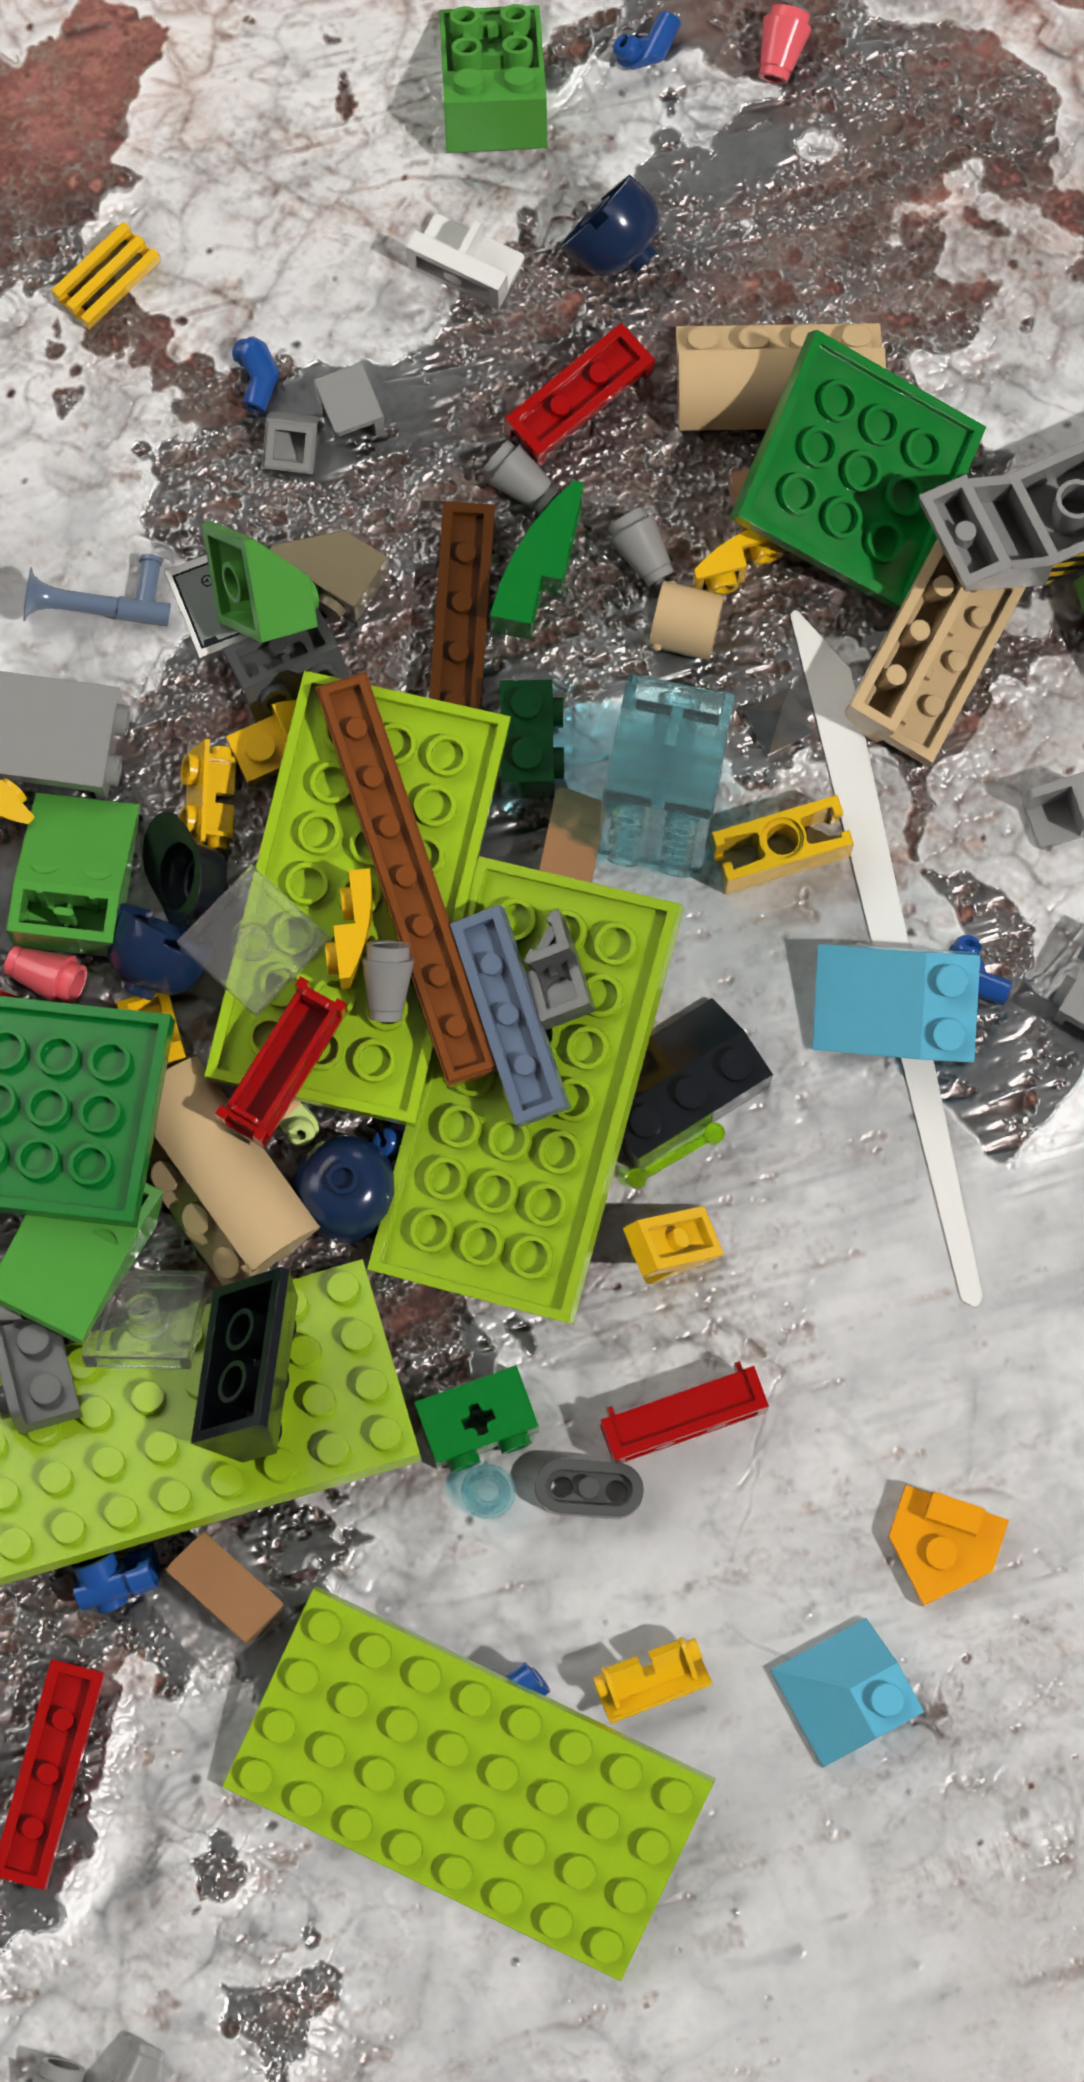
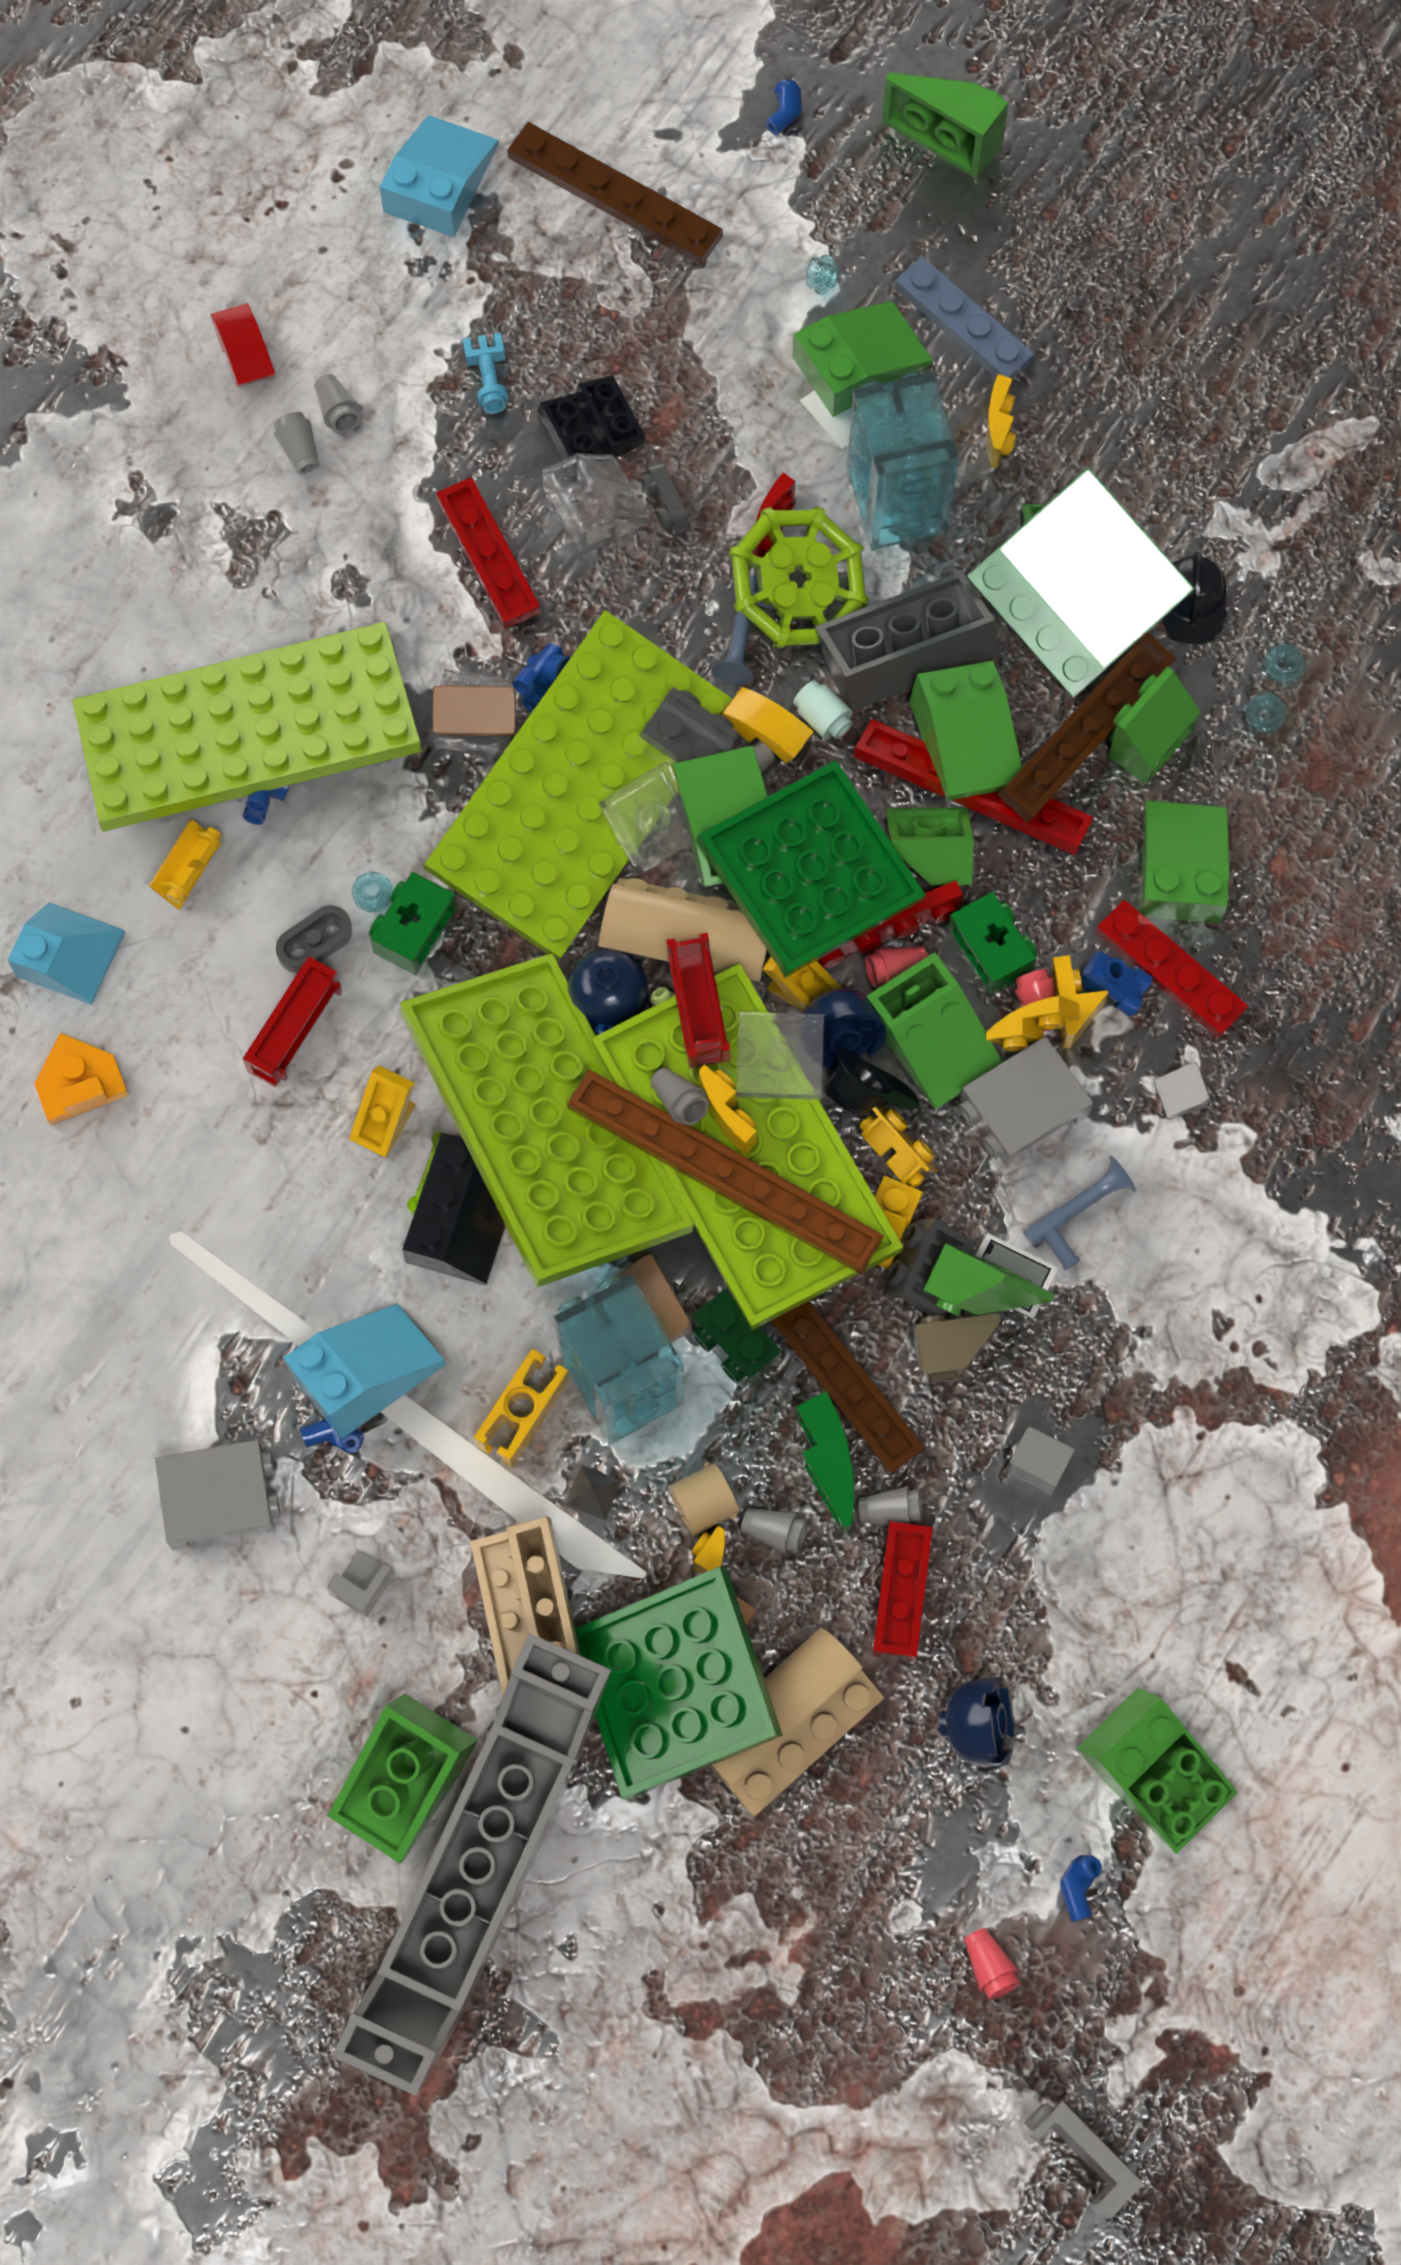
camera: 140 degrees right, 5 degrees down
(92, 262) = (1273, 1384): yellow tile -> none
(246, 1366) = (561, 817): black slope -> none
(262, 369) = (1120, 1441): blue arm -> none
(290, 442) = (1059, 1413): light grey slope -> none
(465, 259) = (1060, 1628): white panel -> none
(510, 1016) = (587, 1138): sand blue plate -> none
(558, 976) = (578, 1184): dark grey slope -> none

